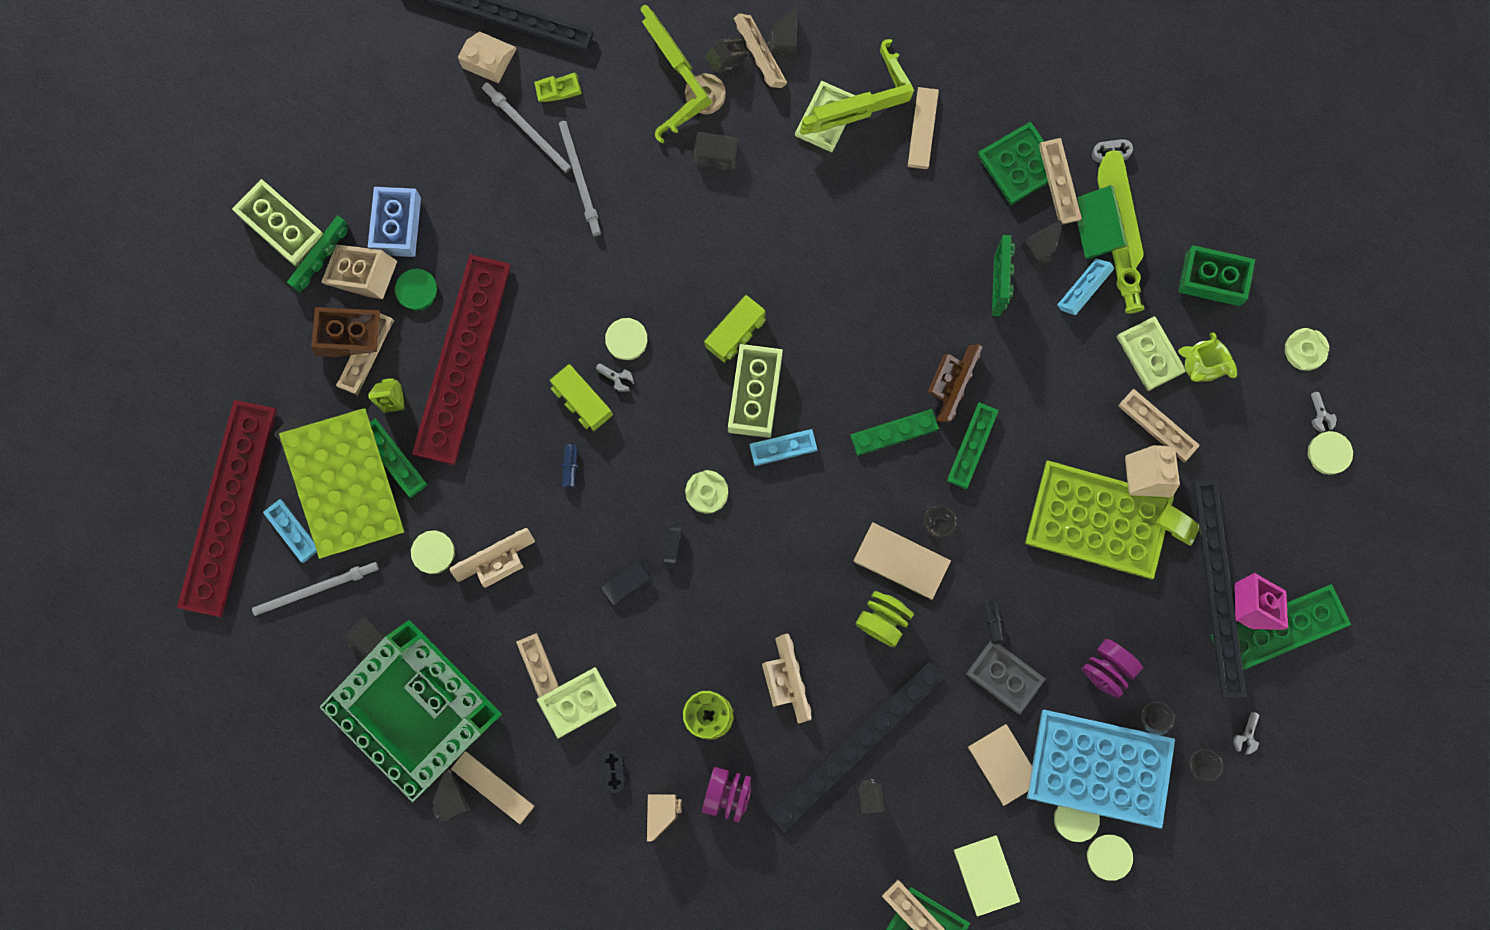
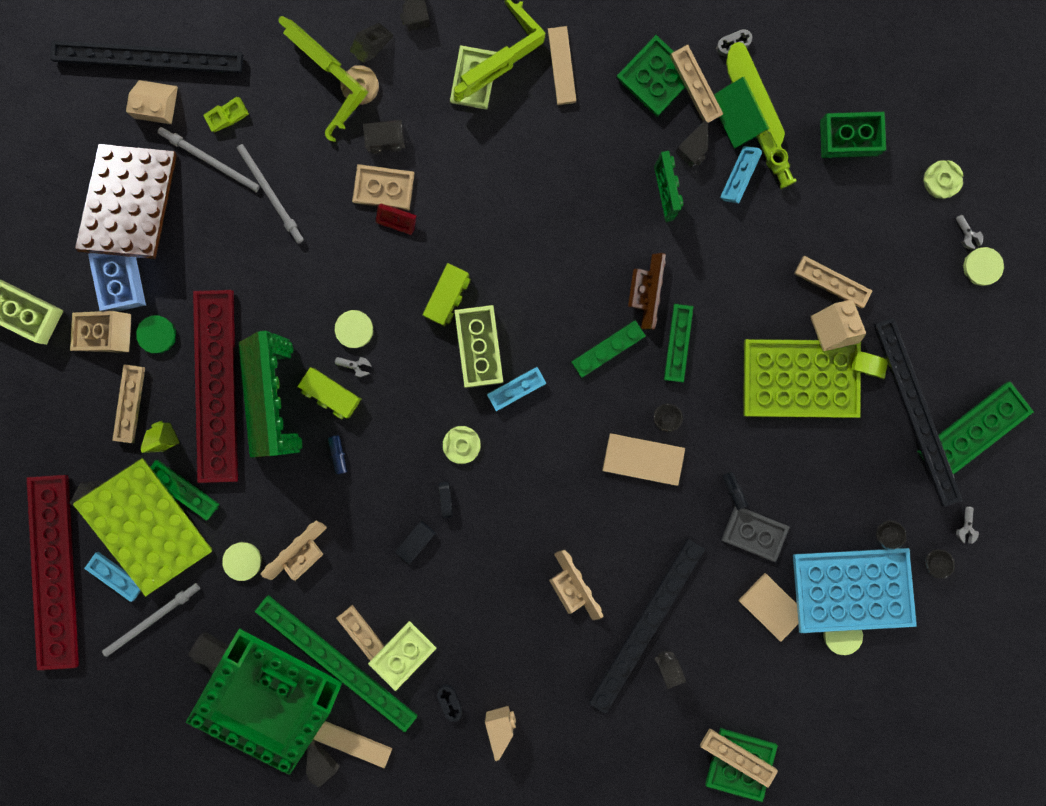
camera: 20 degrees left, 10 degrees up
(315, 258) = (61, 319): green plate -> none
(344, 331) = (104, 391): reddish brown slope -> none
(429, 146) = (126, 201): none -> plate
(502, 418) = (260, 387): none -> green slope
(502, 692) = (336, 663): none -> green plate
(695, 714) = (520, 648): lime wheel -> none
(700, 202) = (383, 186): none -> tan tile
(704, 236) = (395, 219): none -> dark red plate
(726, 794) = (550, 699): magenta wheel -> none
(760, 50) = (397, 31): tan plate -> none
(884, 618) = (643, 516): lime wheel -> none
(986, 875) = (780, 702): yellowish green tile -> none
(1109, 672) = (844, 505): magenta wheel -> none
(1110, 857) = (877, 659): yellowish green tile -> none
(1151, 353) = (811, 219): yellowish green tile -> none
(1208, 360) = (863, 214): lime hair -> none
(1260, 604) = (955, 416): dark pink slope -> none

